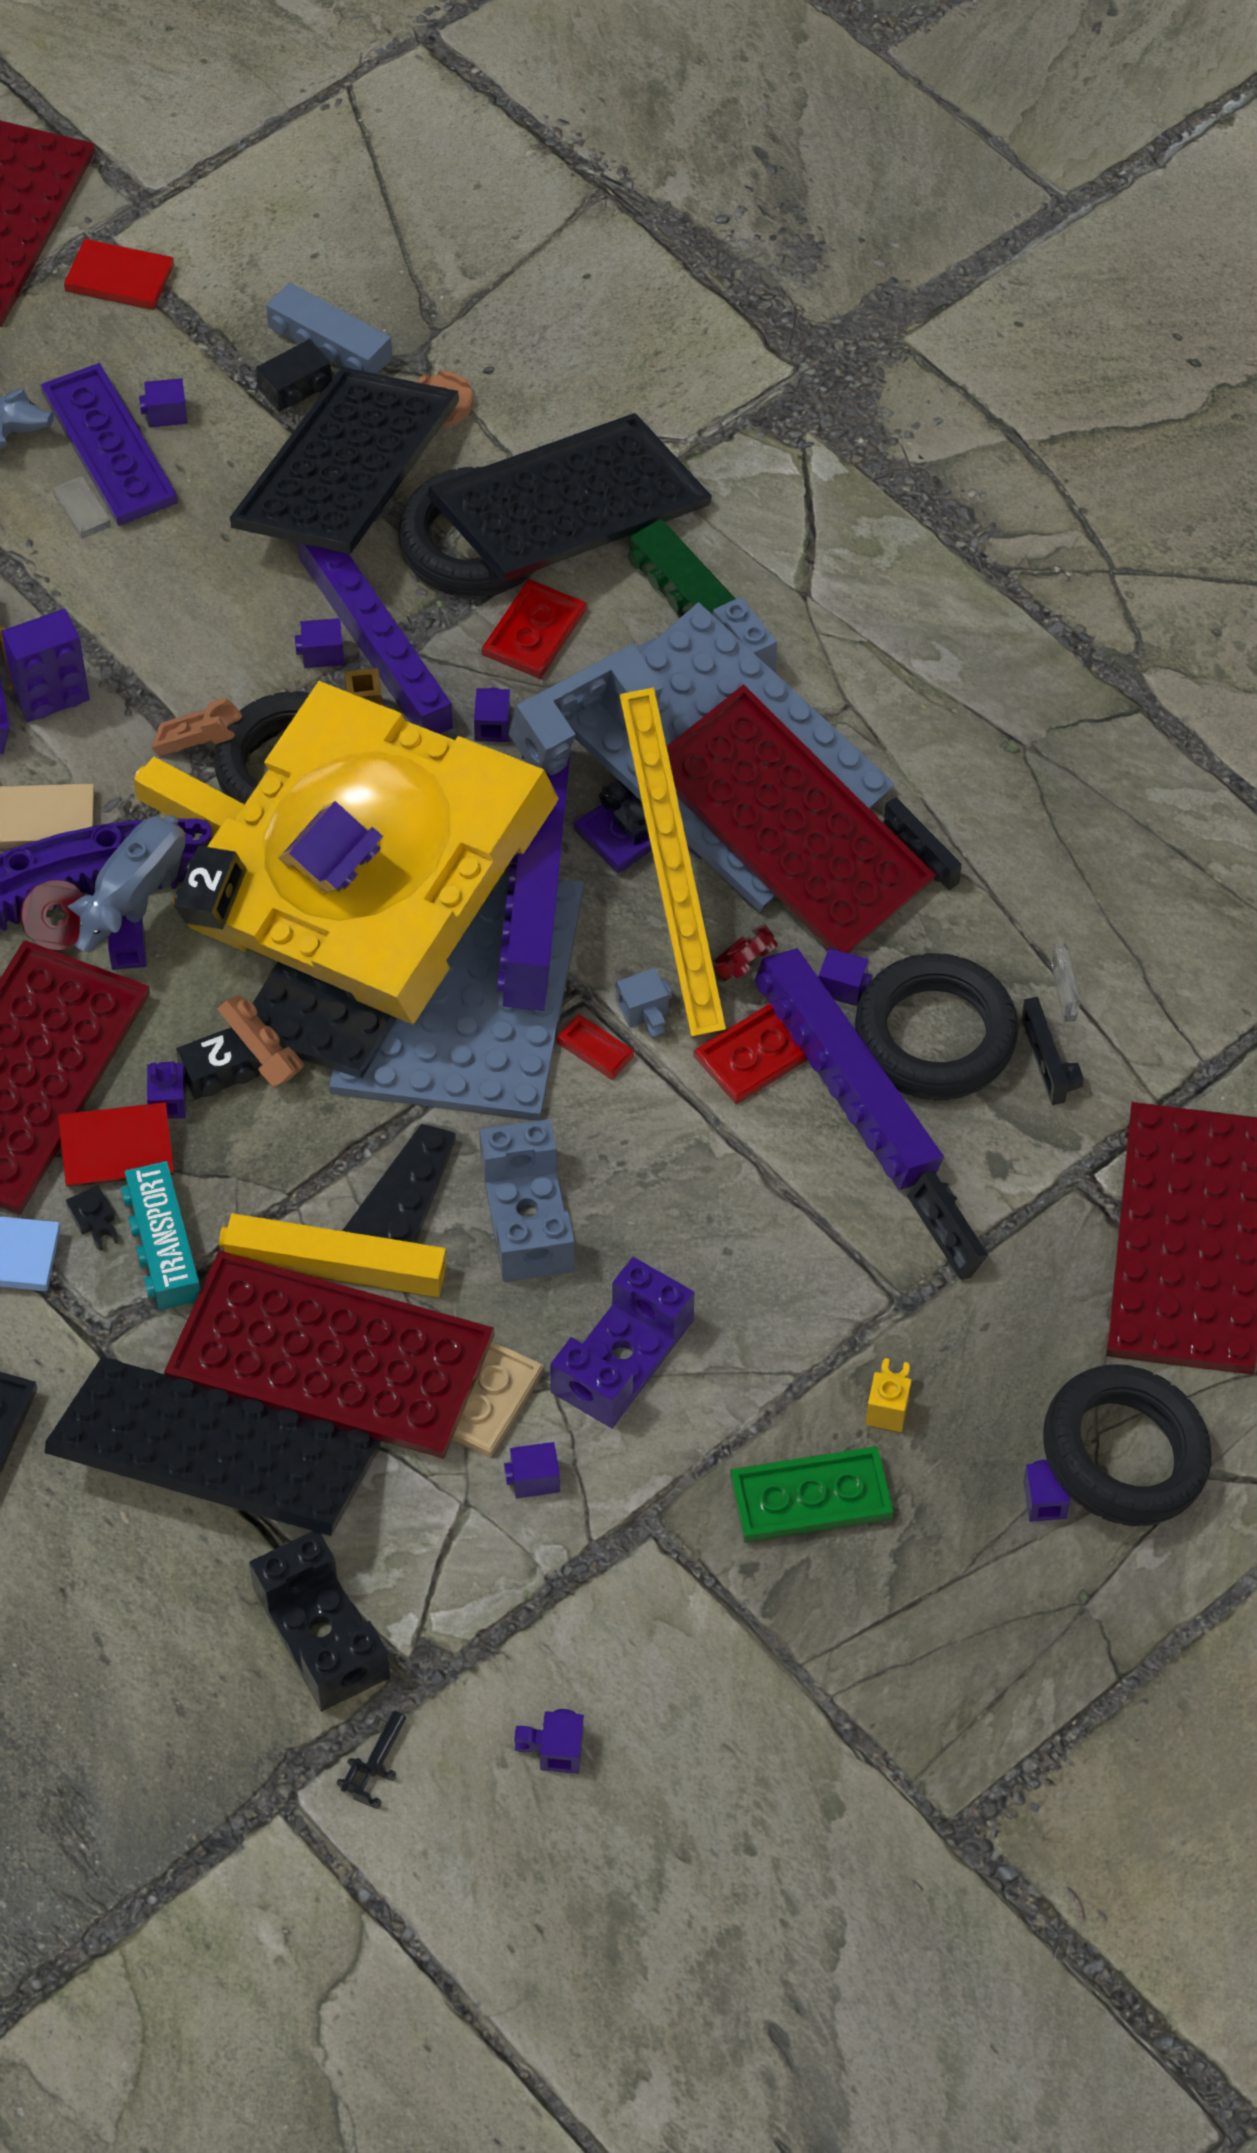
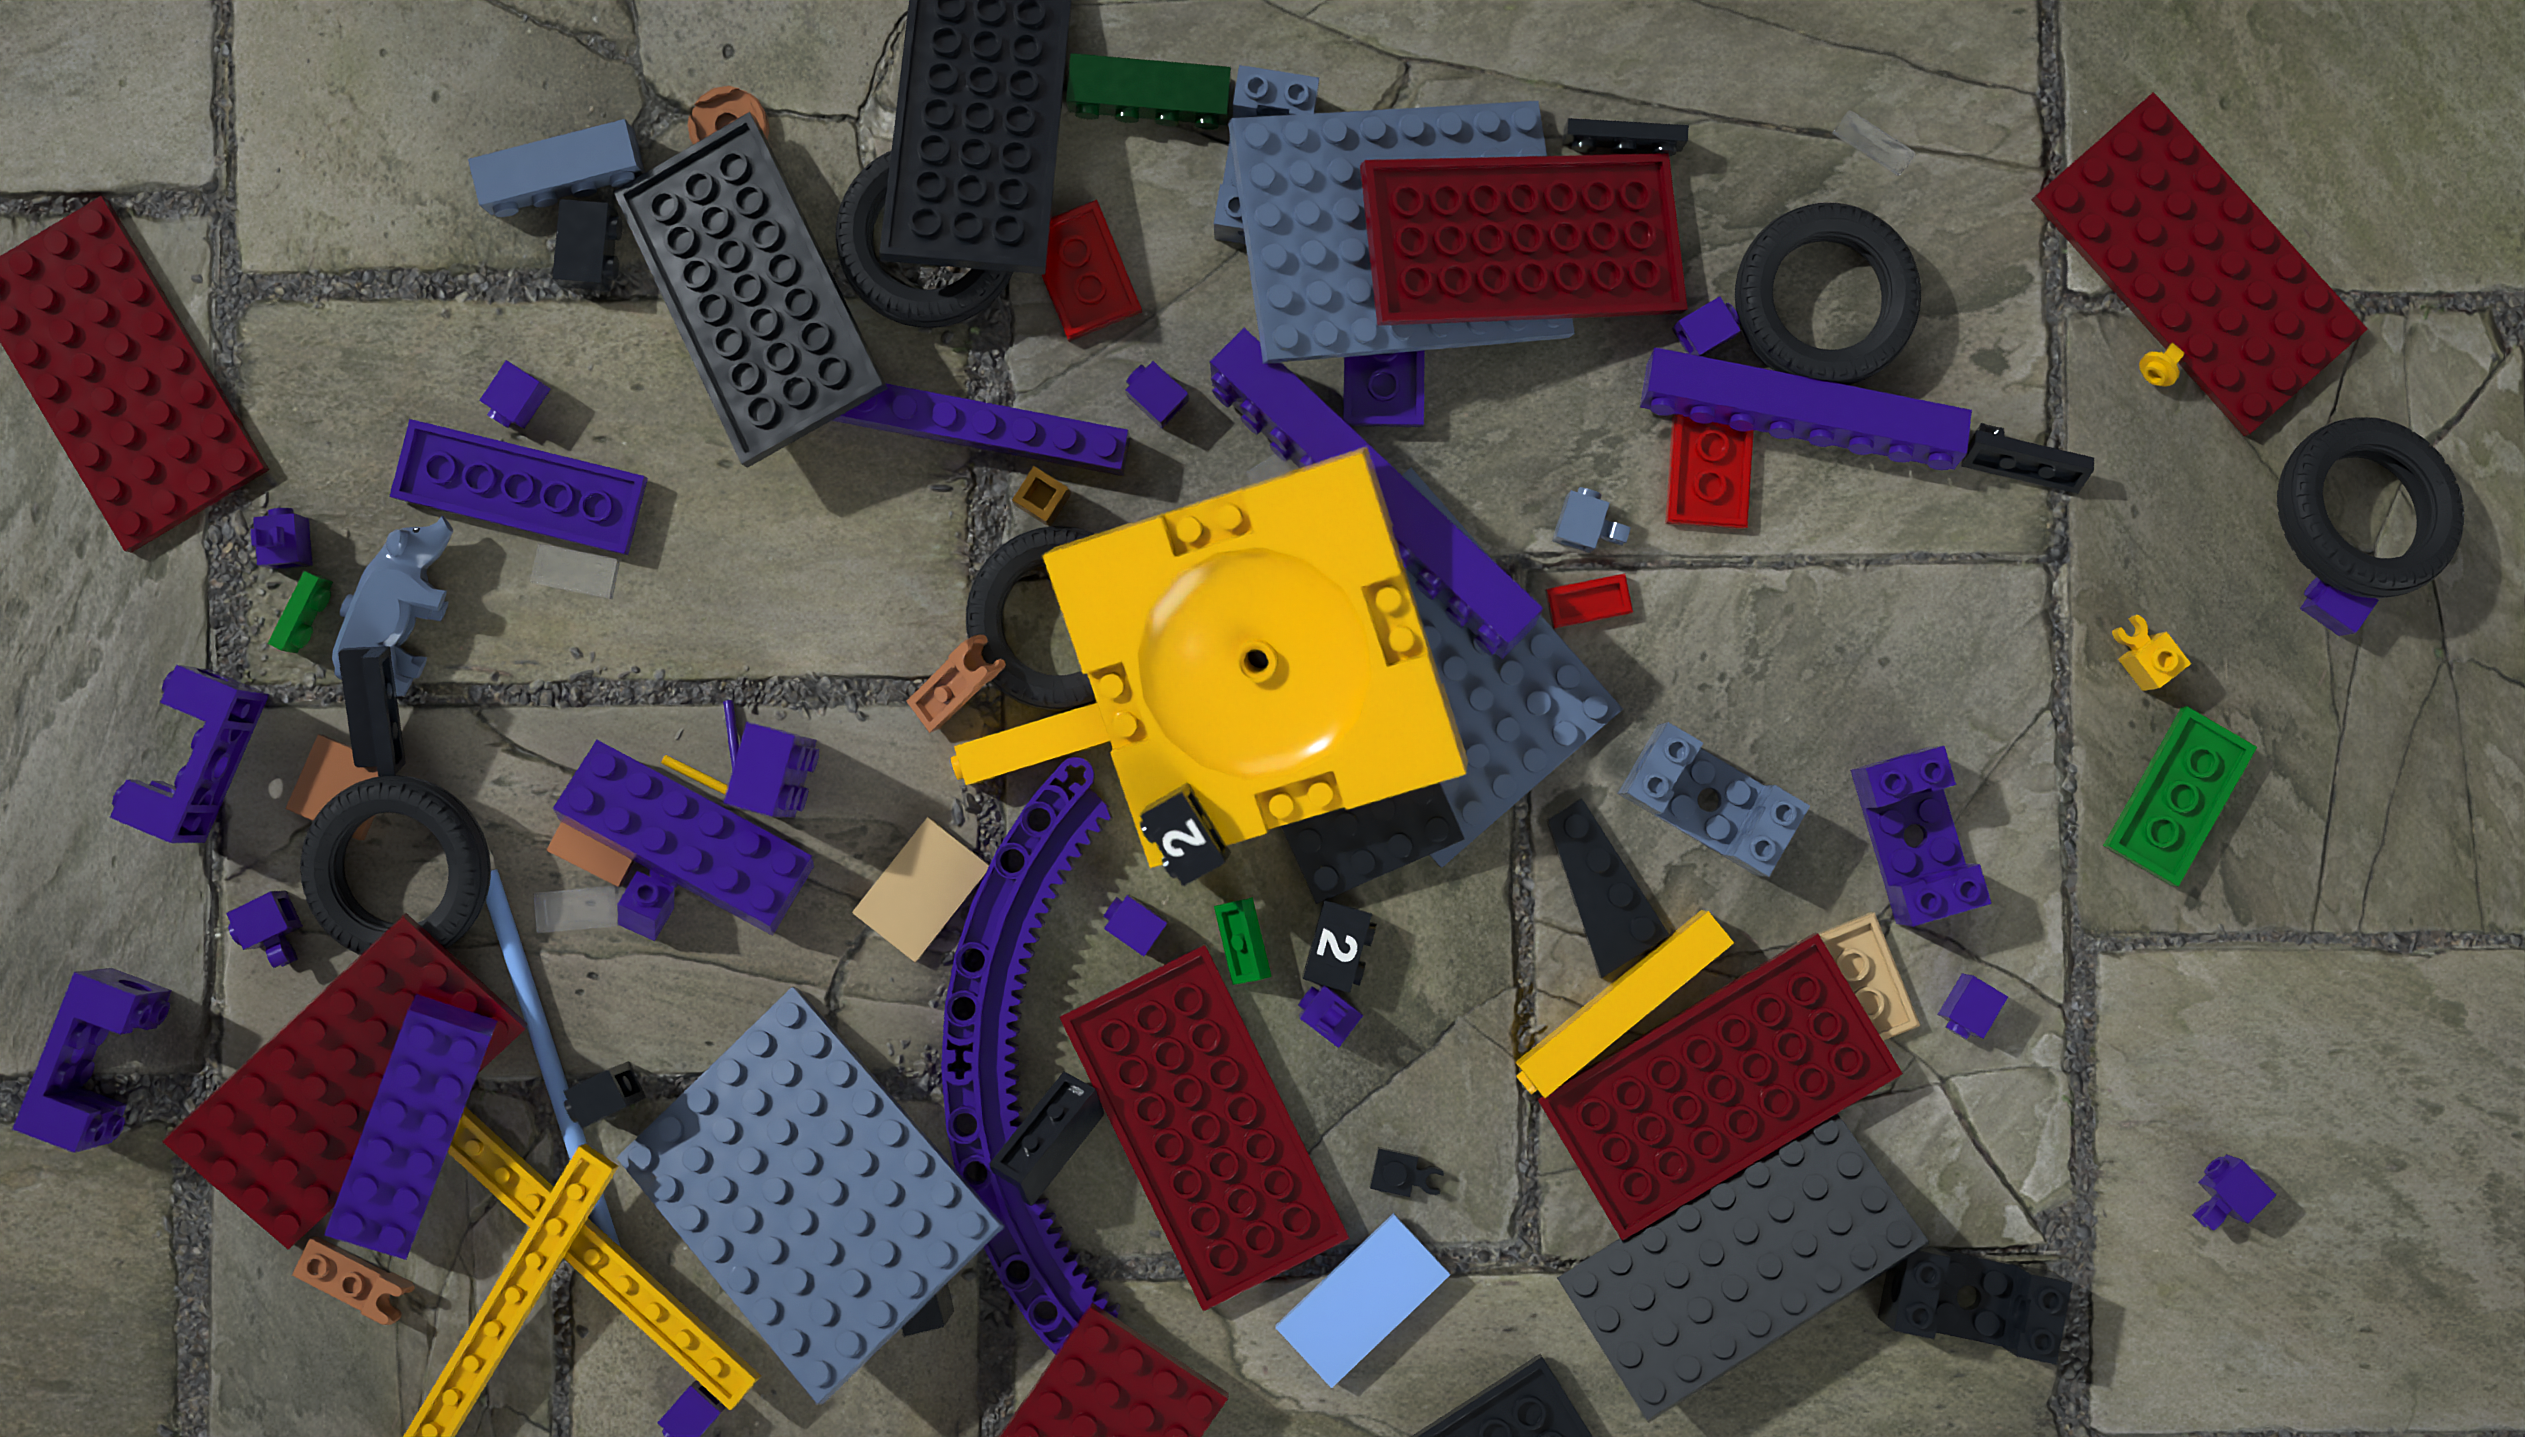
camera: 55 degrees left, 30 degrees up
(39, 927) = (1041, 966): plate -> none
(109, 1141) = (1352, 1104): red tile -> none
(119, 274) = (300, 306): red tile -> none
(128, 877) = (1108, 899): sand blue animal -> none
(162, 1236) = (1479, 1135): teal brick -> none
(178, 1000) = (1242, 941): none -> green plate
(277, 1063) = (1358, 900): nougat plate -> none
(320, 643) = (939, 483): dark purple brick -> none
(332, 848) = (1257, 705): dark purple bracket -> none
(375, 1763) = (2126, 1350): black piece -> none
(541, 722) = (1293, 283): sand blue plate -> none
(628, 815) = (1387, 370): black plate -> none
(672, 862) = (1502, 391): yellow plate -> none
(737, 957) = (1632, 384): dark red plate -> none
(1056, 1076) = (1959, 237): black hinge -> none
(1097, 1259) = (2162, 367): none -> yellow plate

